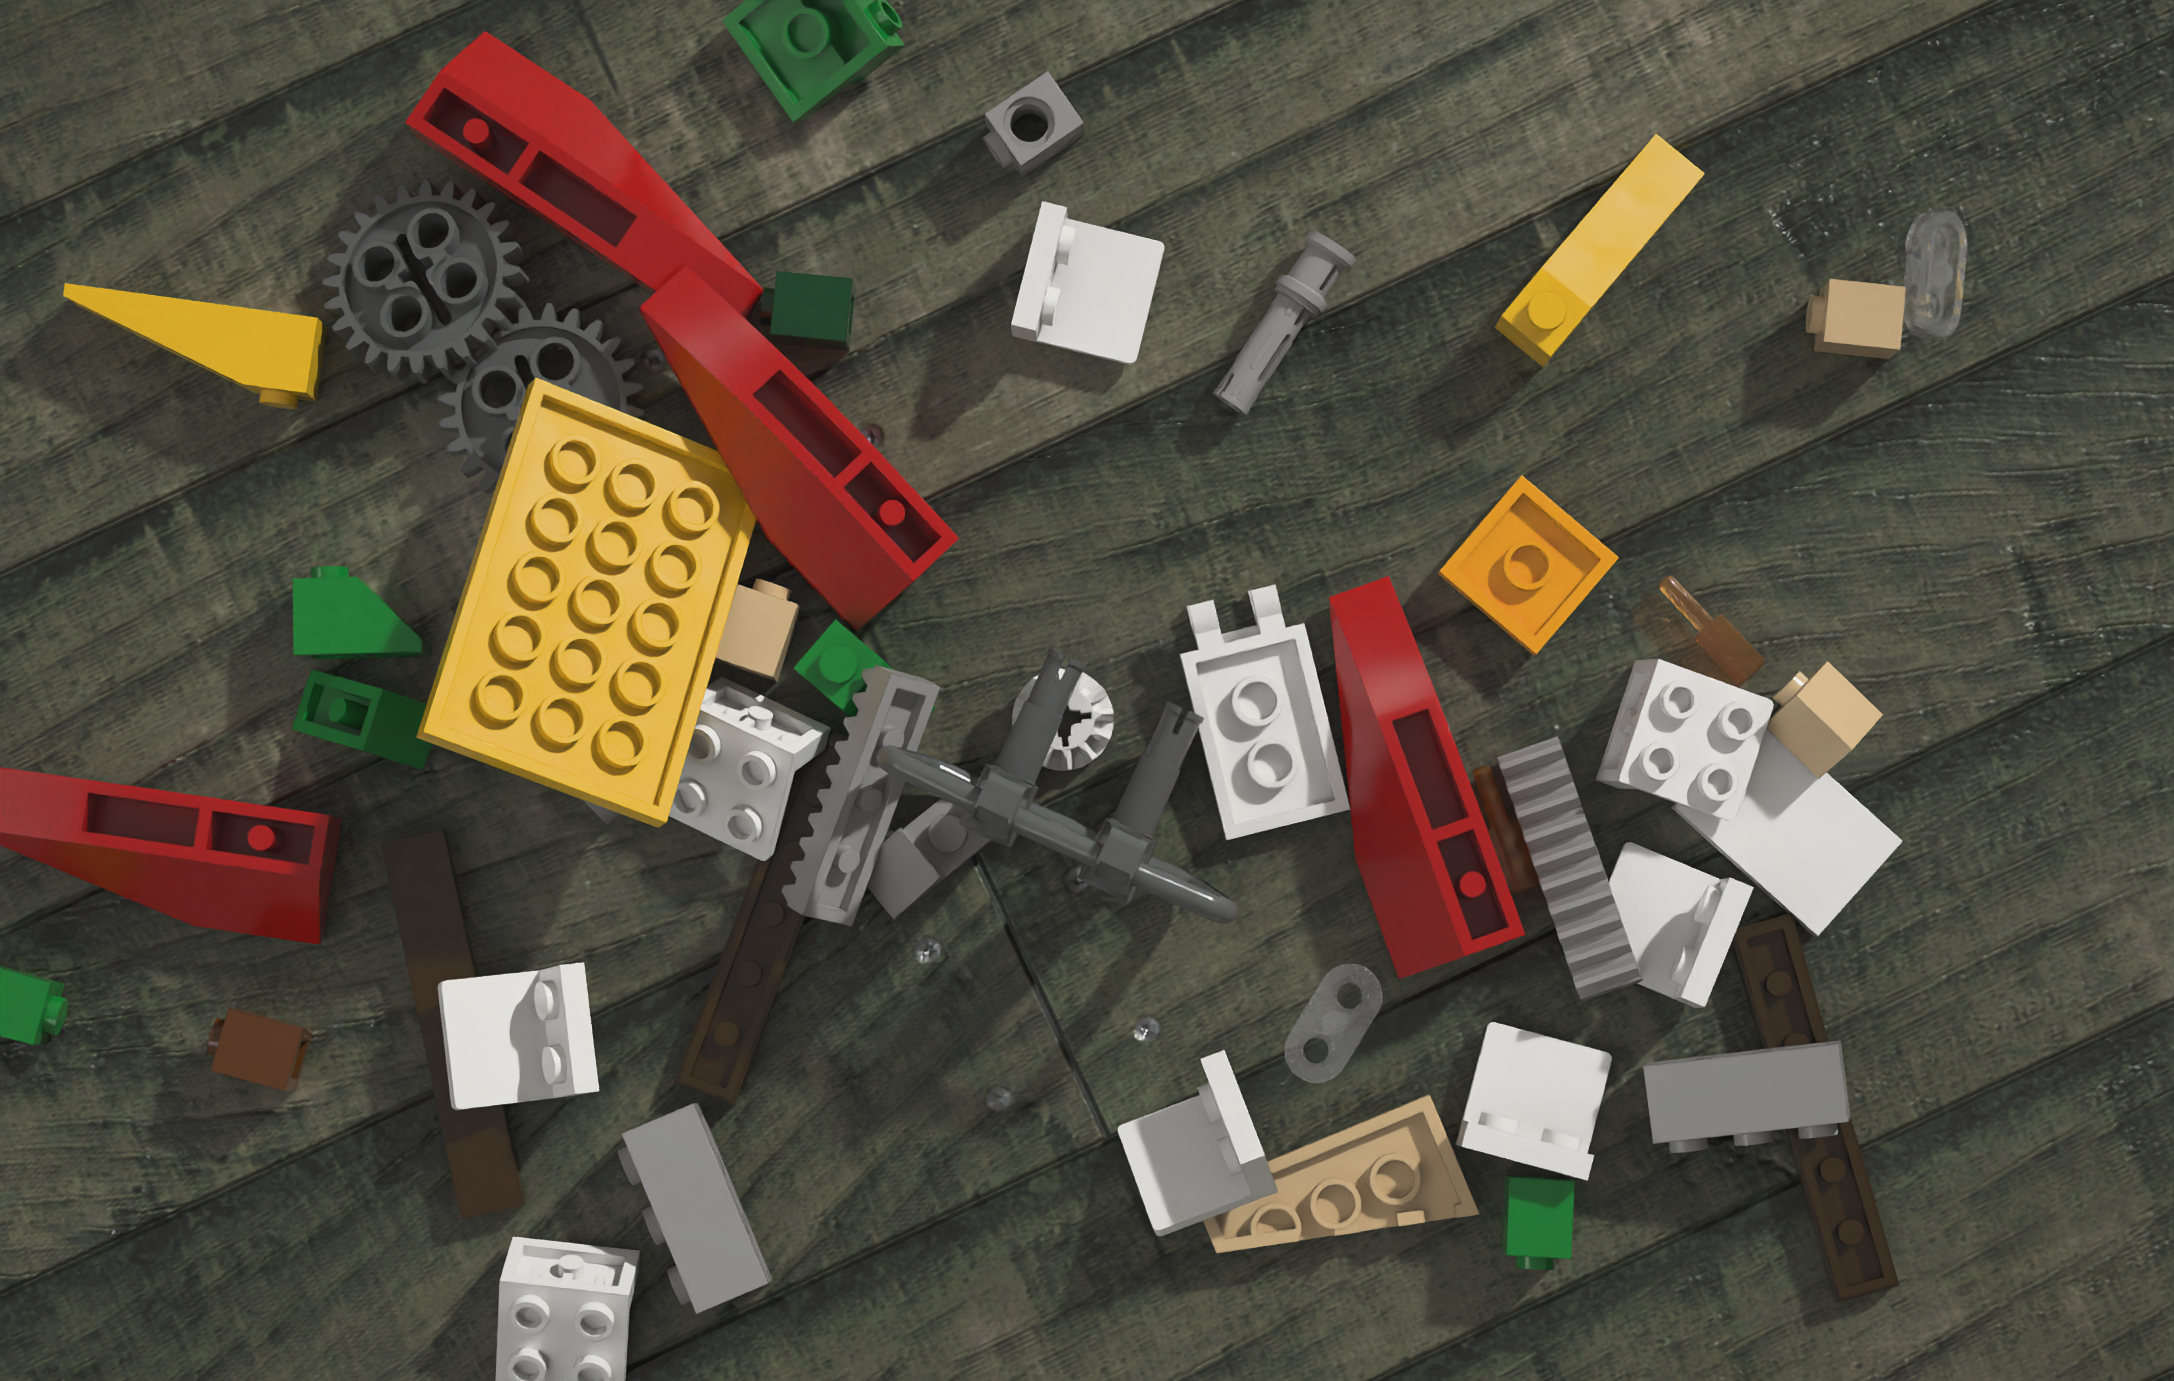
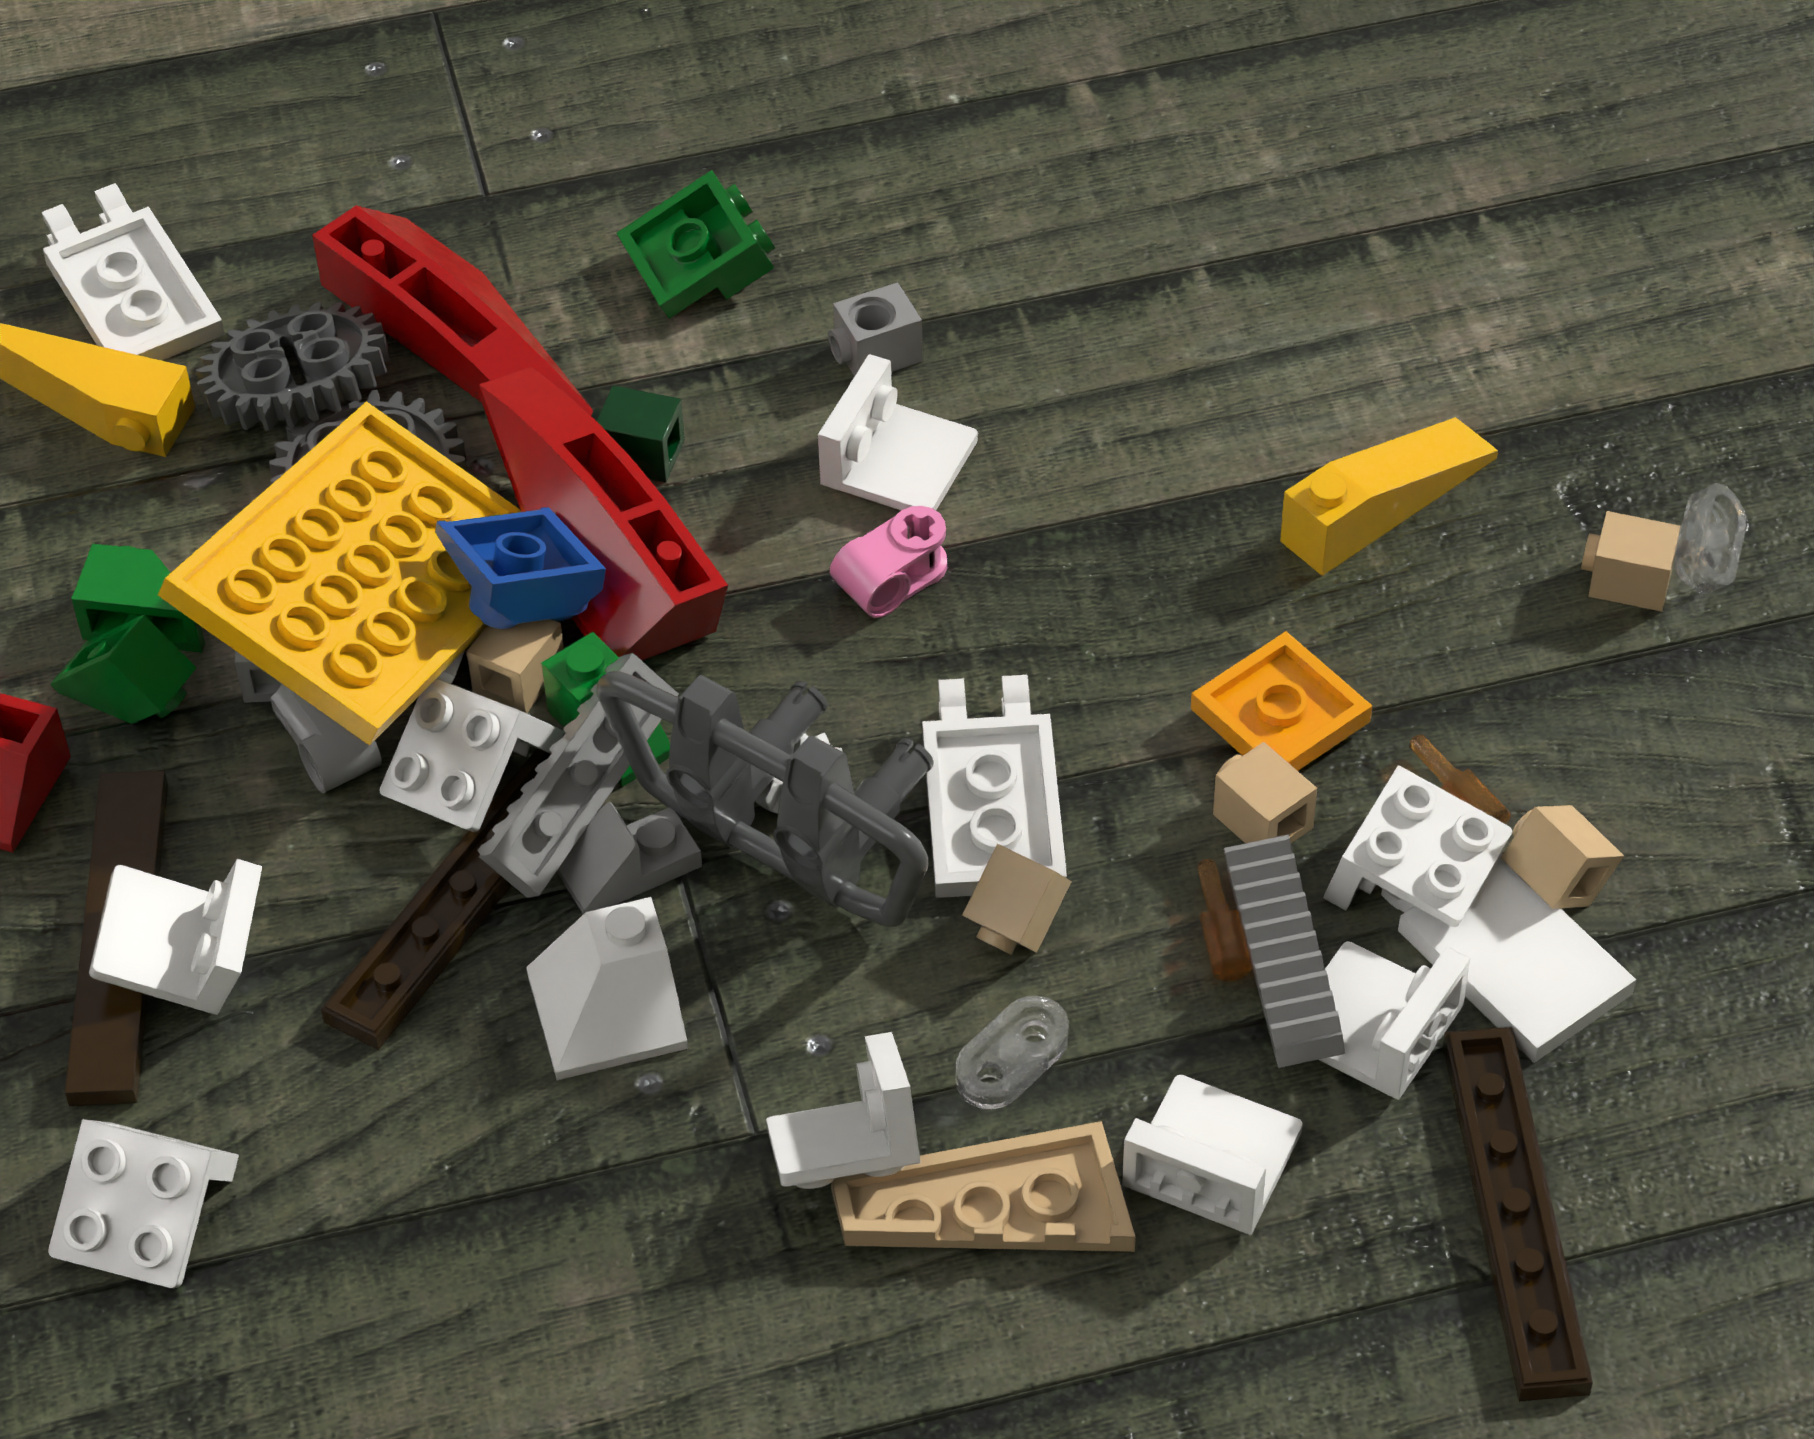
camera: 10 degrees right, 35 degrees down
(208, 177) = (129, 281): none -> white tile
(694, 1209) = (305, 1115): light grey brick -> none
(748, 561) = (522, 567): none -> blue slope
(939, 1023) = (607, 991): none -> white slope
(1102, 454) = (889, 567): none -> bright pink piece
(1297, 298) = (1095, 483): light grey pin -> none
(1310, 860) = (1015, 901): none -> tan brick
(1409, 794) = (1136, 889): red wedge -> none
(1526, 688) = (1263, 797): none -> tan brick
(1537, 1220) = (1198, 1252): green brick -> none
(1747, 1095) = (1442, 1159): light grey brick -> none

